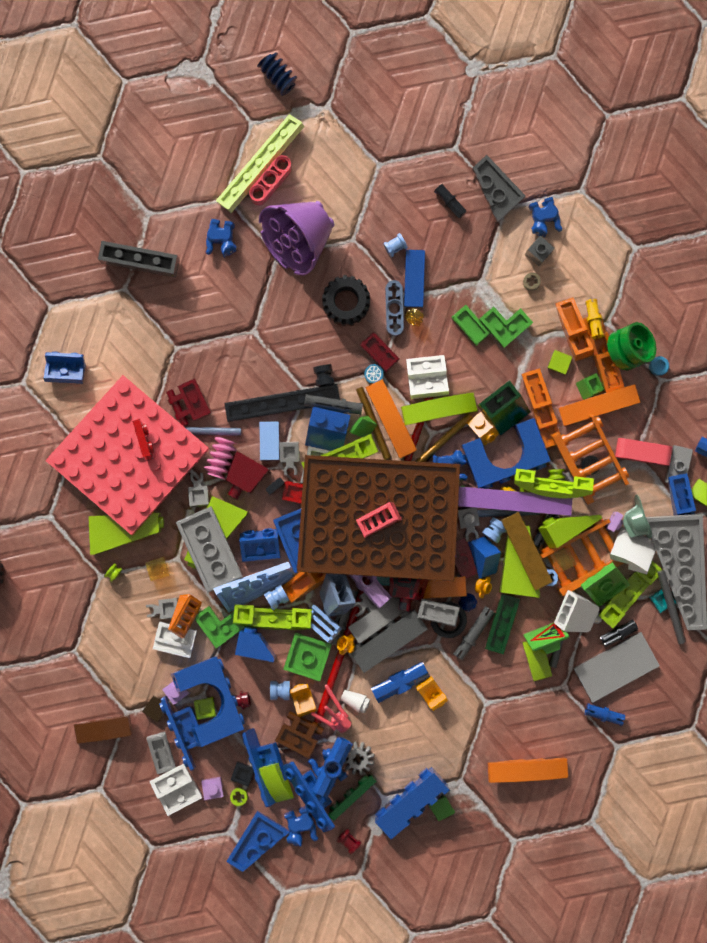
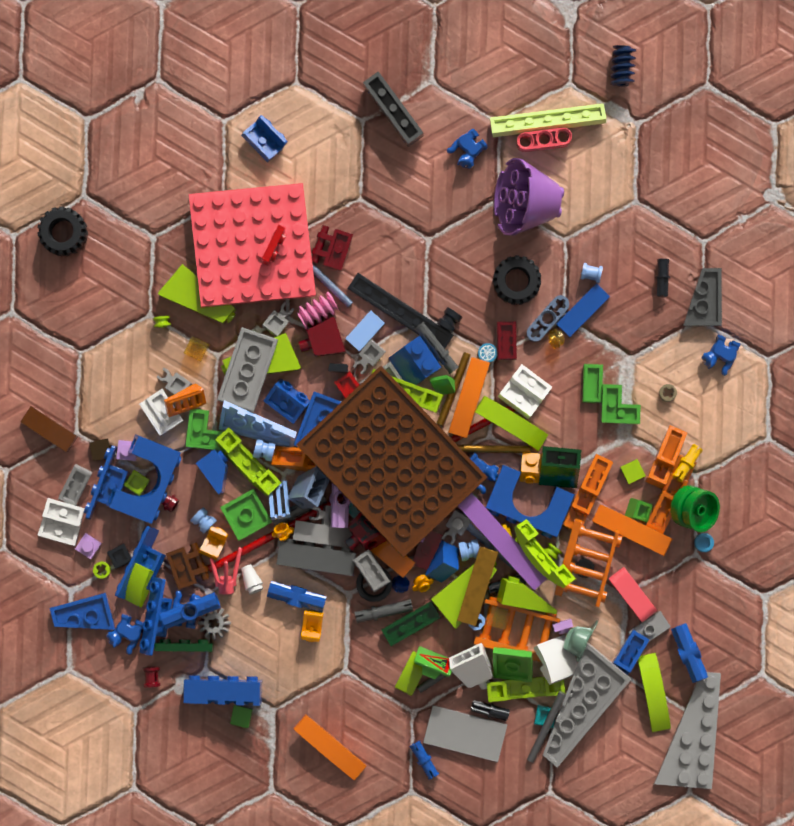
camera: 50 degrees right, 0 degrees up
(394, 512) = (392, 455): coral slope -> none
(539, 250) = (694, 375): dark grey brick -> none

